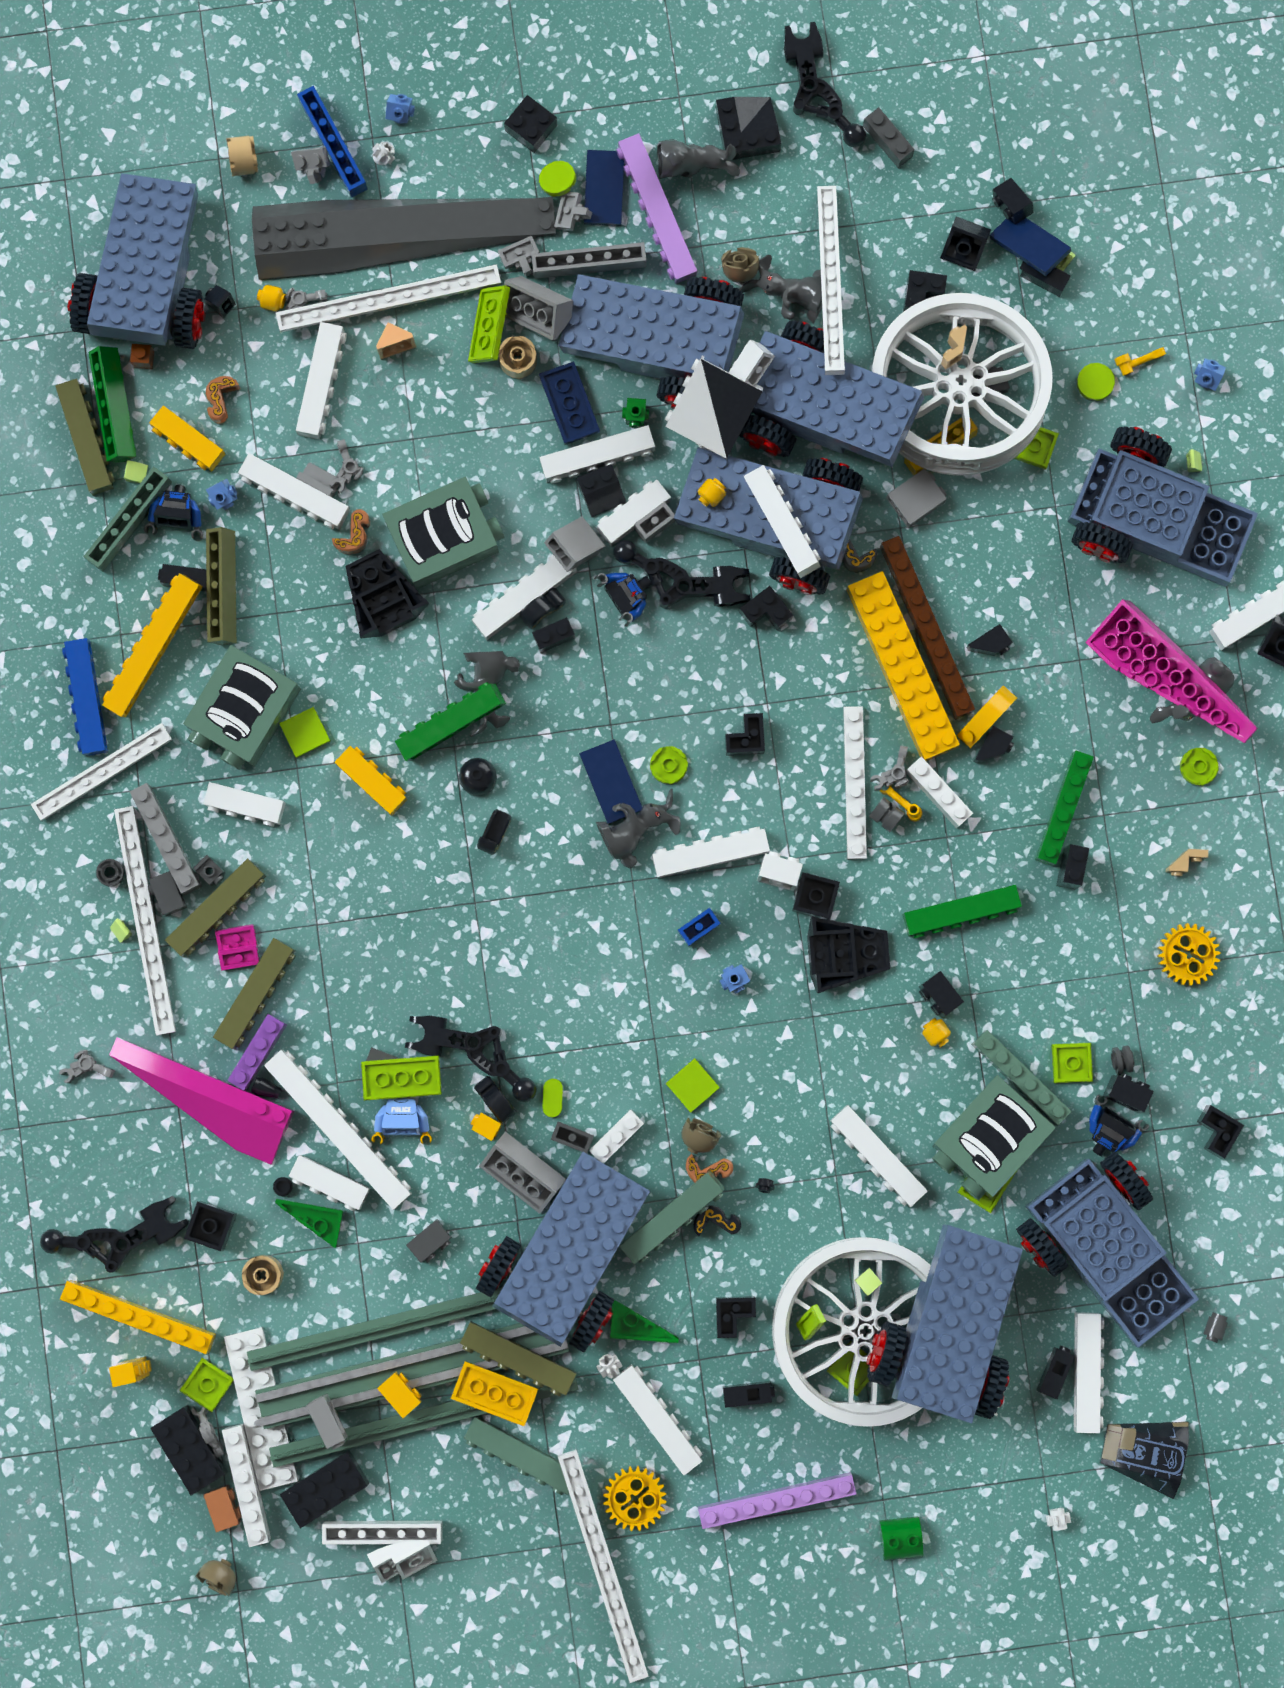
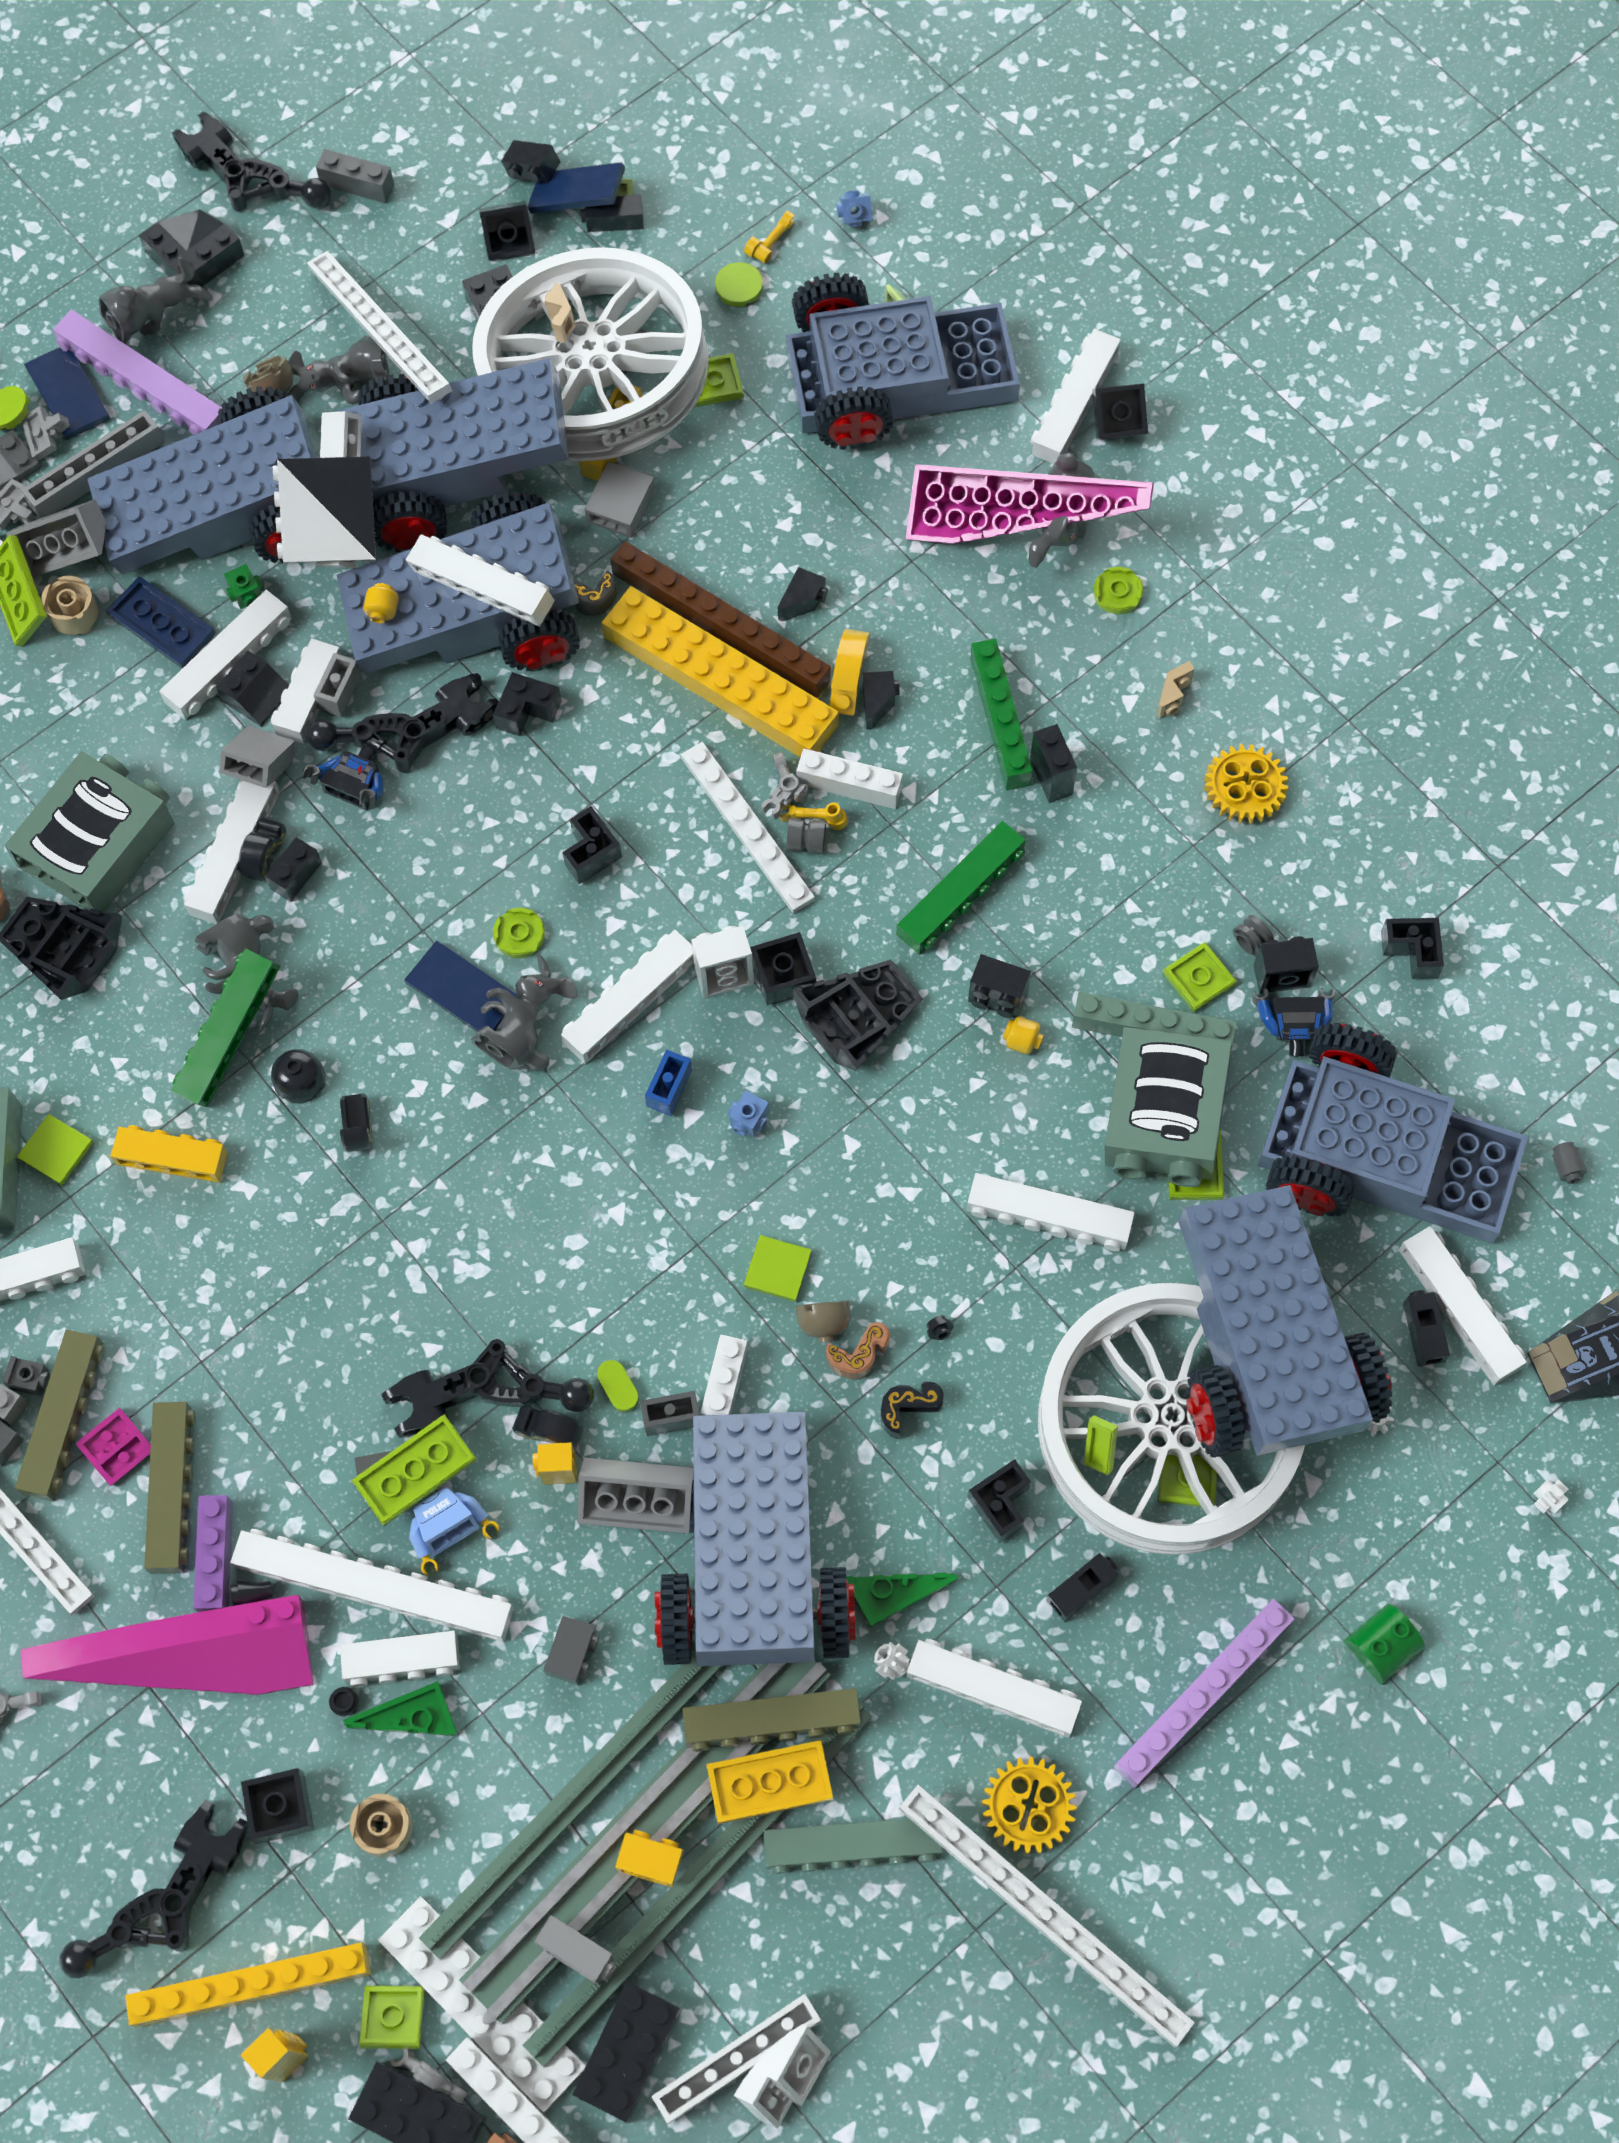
camera: 30 degrees left, 15 degrees down
(671, 1217) = (852, 1430): sand green brick -> none
(868, 1281) = (1136, 1352): yellowish green slope -> none

